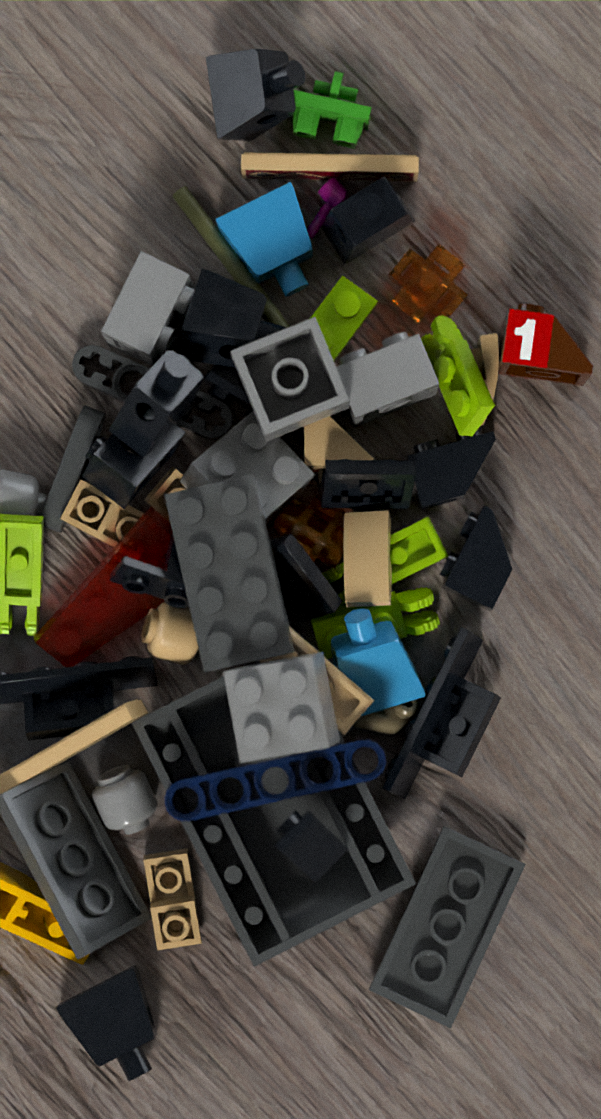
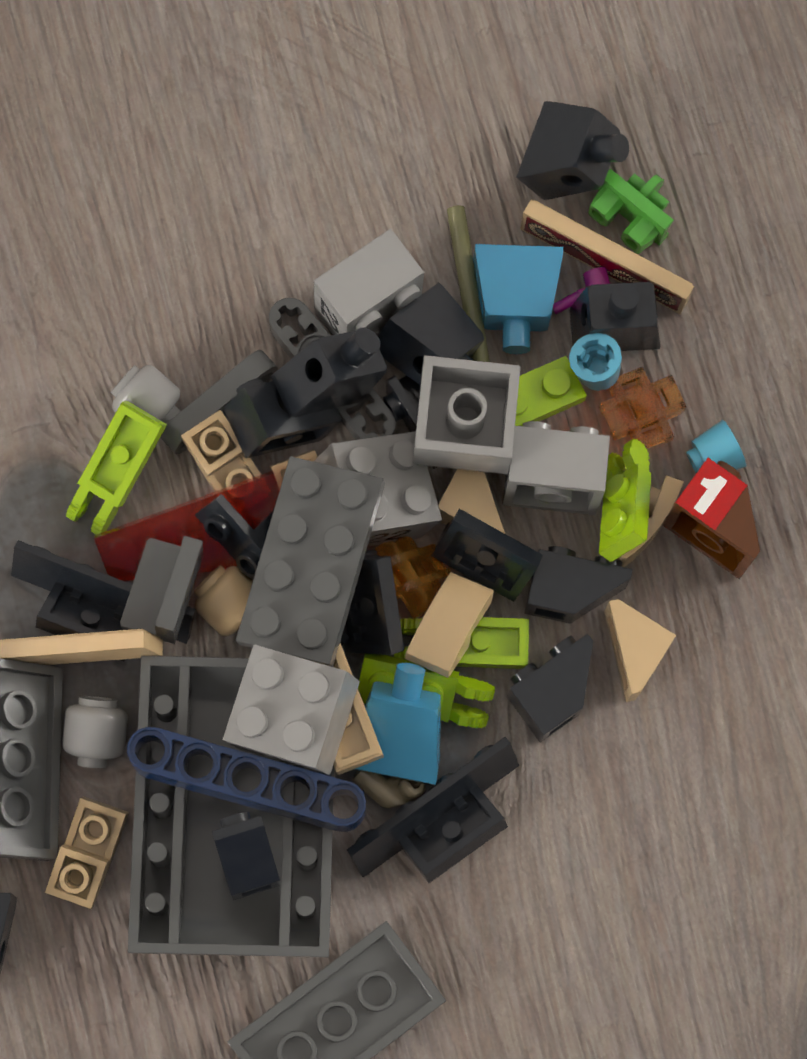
camera: 15 degrees right, 10 degrees down
(116, 656) = (163, 587): none -> dark grey panel
(370, 268) = (596, 361): none -> medium azure hat
(508, 289) = (718, 445): none -> medium azure hat
(529, 491) = (636, 645): none -> tan slope

